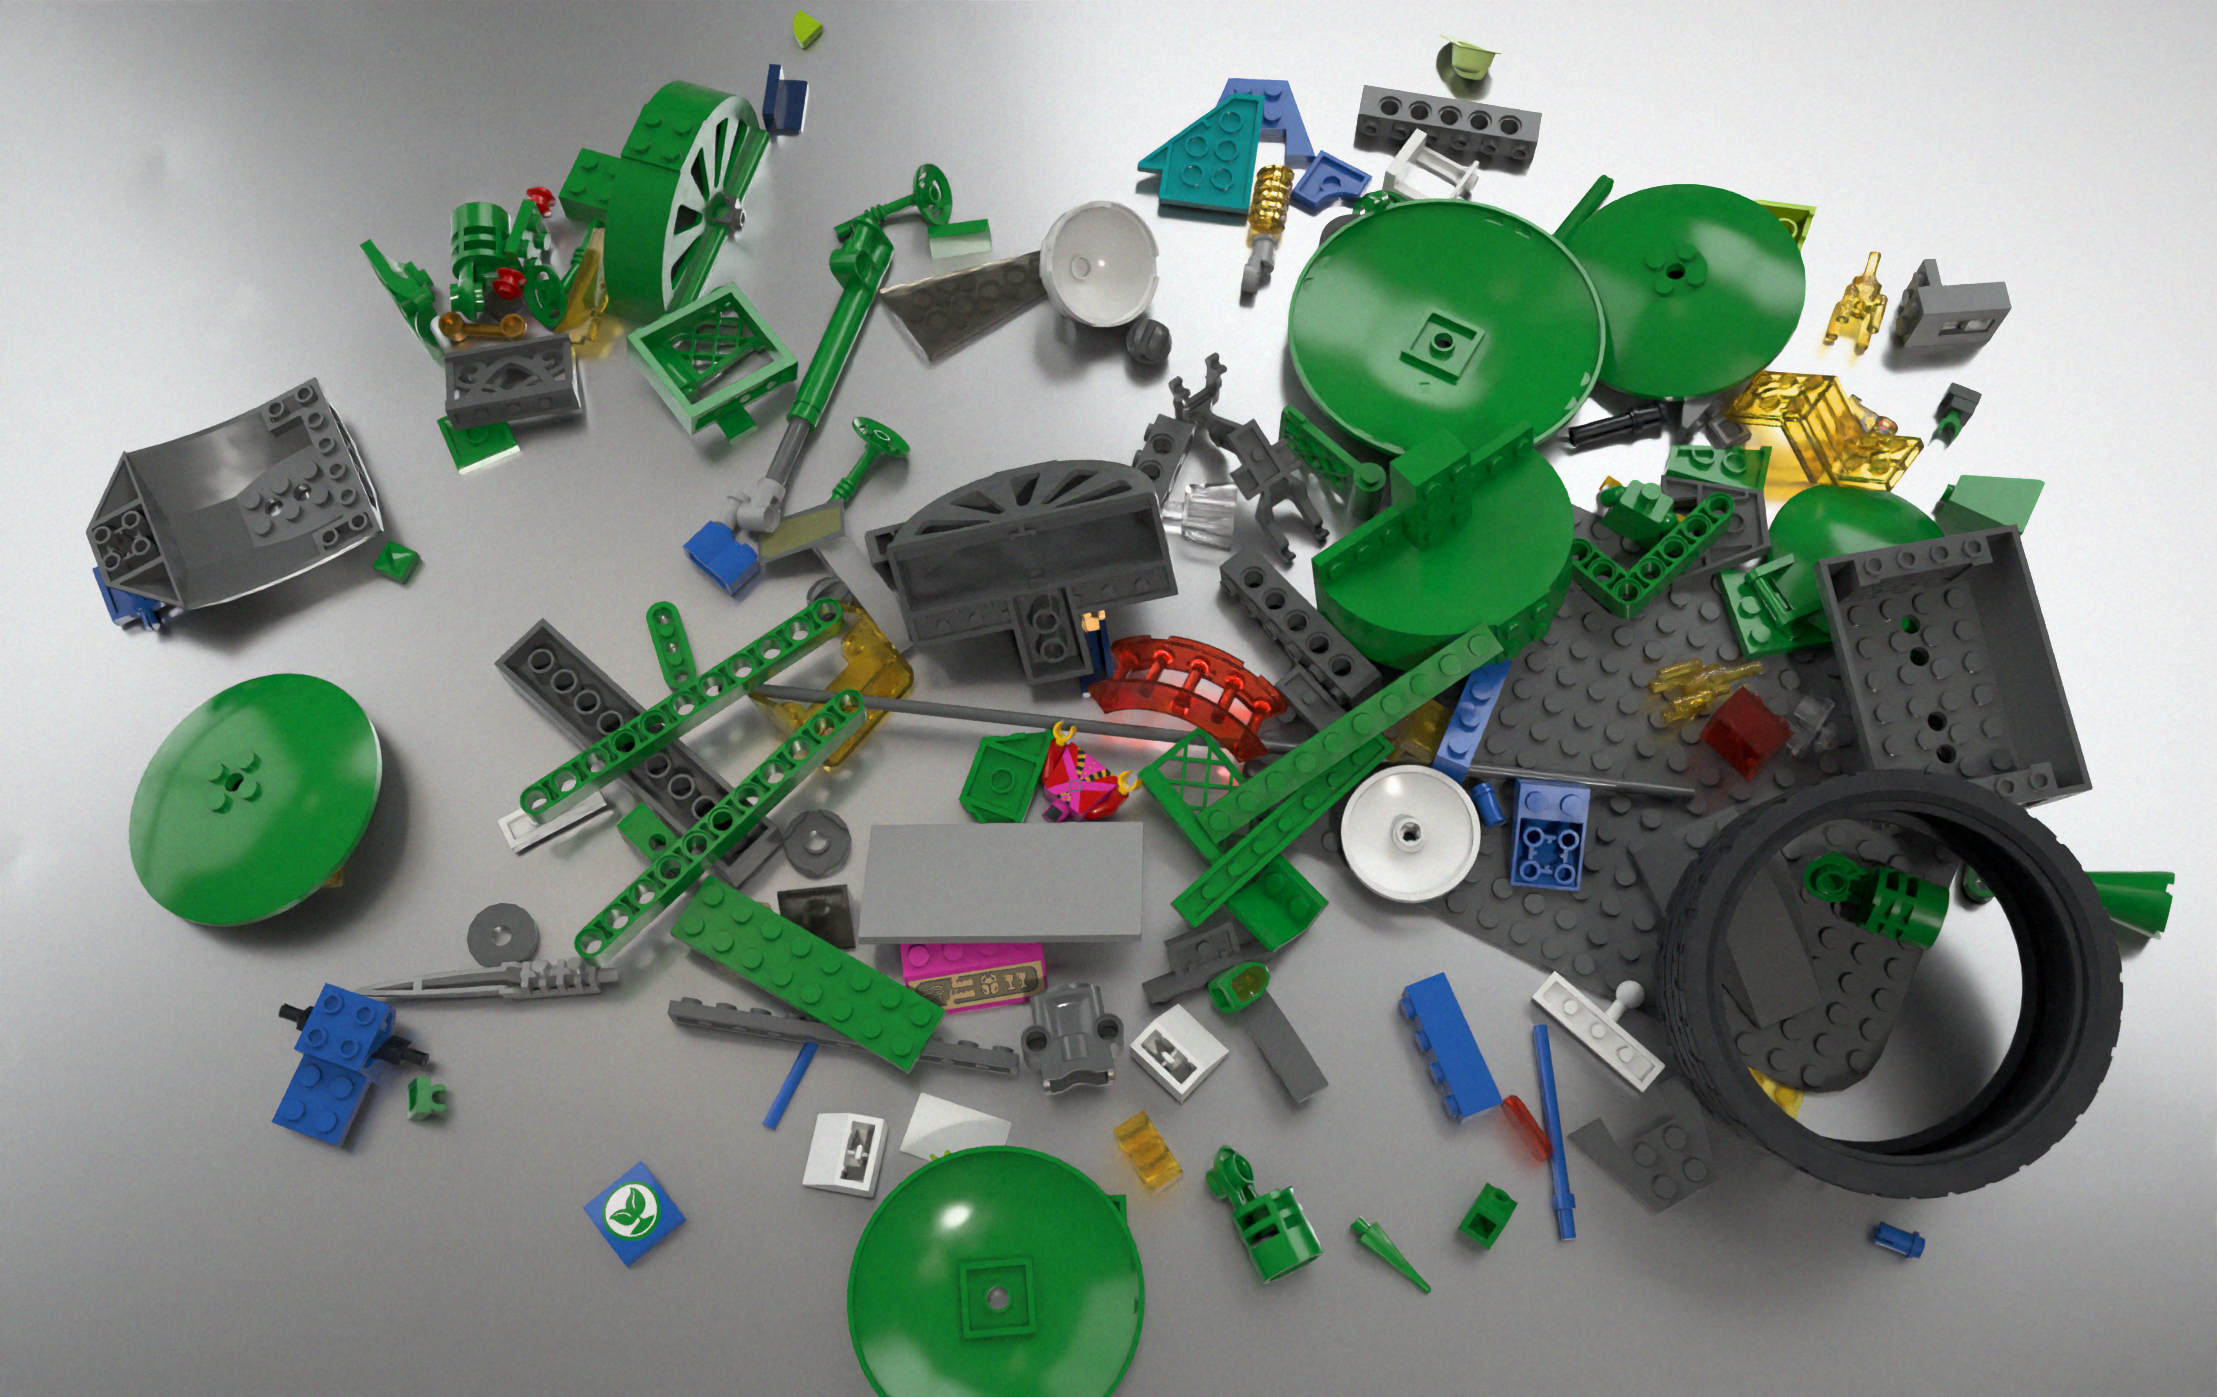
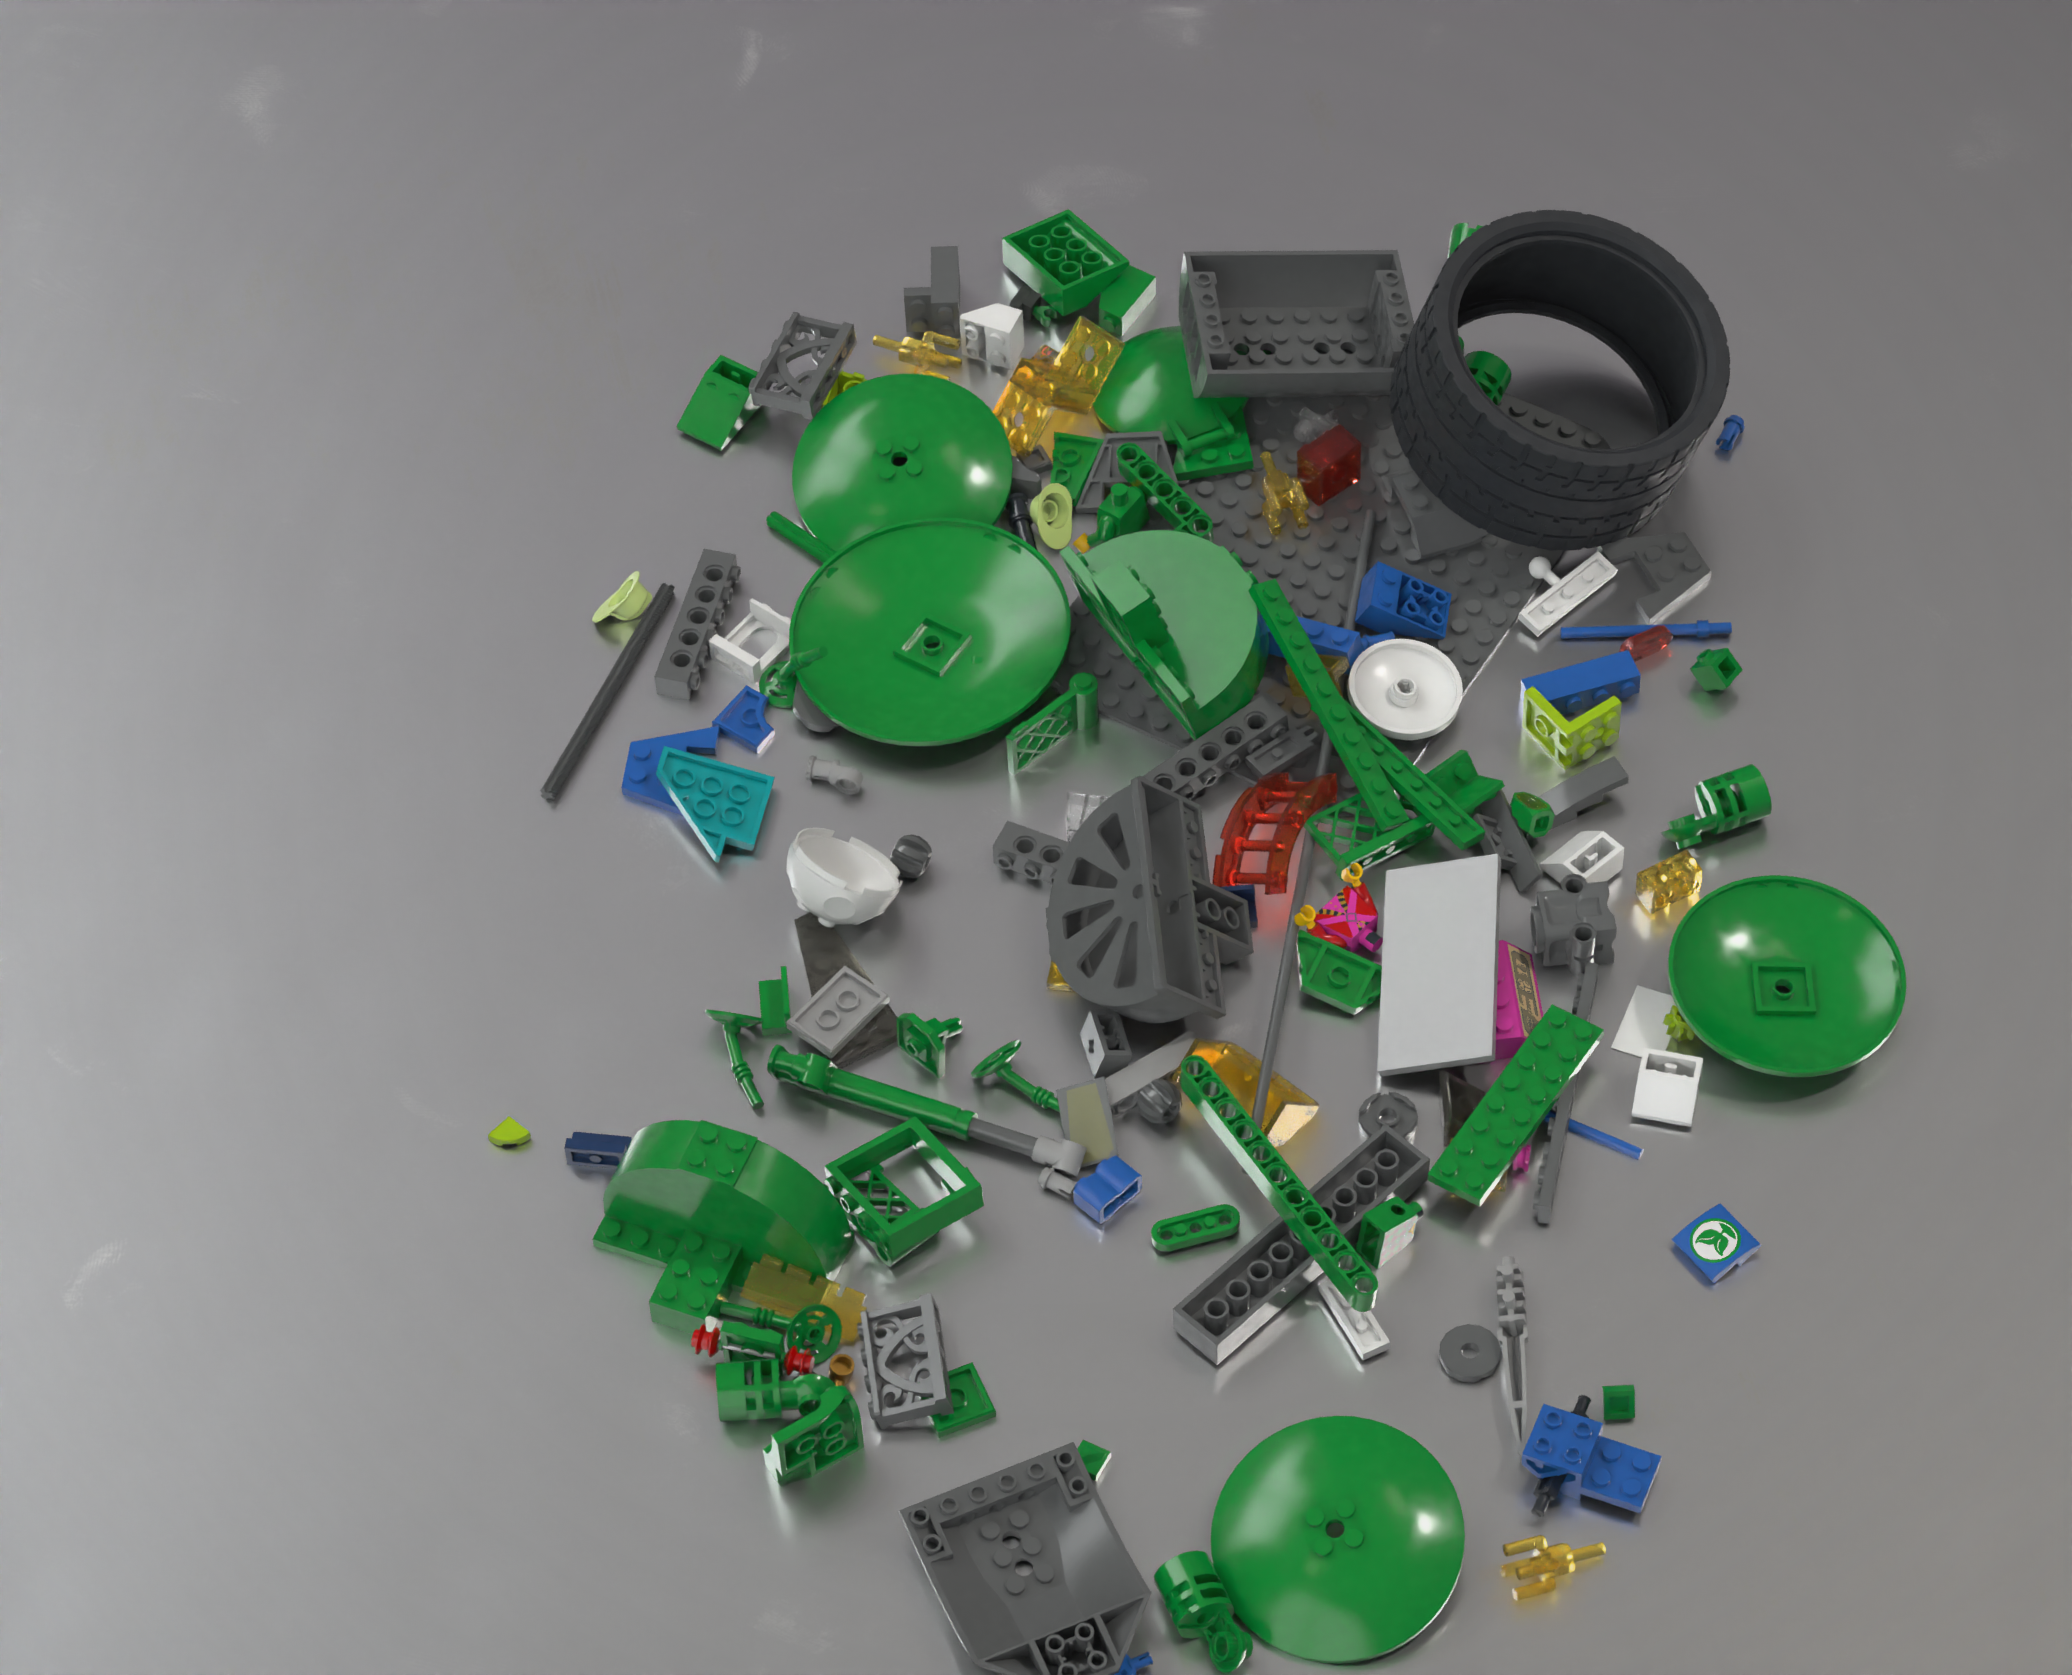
camera: 85 degrees left, 15 degrees down
(197, 666) = (1203, 1608): none -> green cylinder
(218, 1020) = (1546, 1563): none -> clear yellow plant
(717, 841) = (1393, 1164): green beam -> none
(752, 990) = (1522, 1159): none -> dark pink bush
(903, 367) = (926, 1040): none -> green piece
(941, 287) = (838, 1011): none -> light grey tile
(1263, 466) = (1057, 756): dark grey piece -> none
(1271, 199) = (766, 759): clear yellow piece -> none
(1357, 58) = (607, 692): none -> dark grey axle
(1360, 1047) = (1571, 740): none -> lime bracket
(1377, 1242) = (1735, 745): green piece -> none
(1637, 449) = (1053, 515): none -> yellowish green piece
(1756, 117) = (719, 403): none -> green slope
(1820, 196) = (837, 347): none -> dark grey fence
(1899, 368) = (993, 334): none -> white slope
(2028, 432) = (1063, 261): none -> green slope

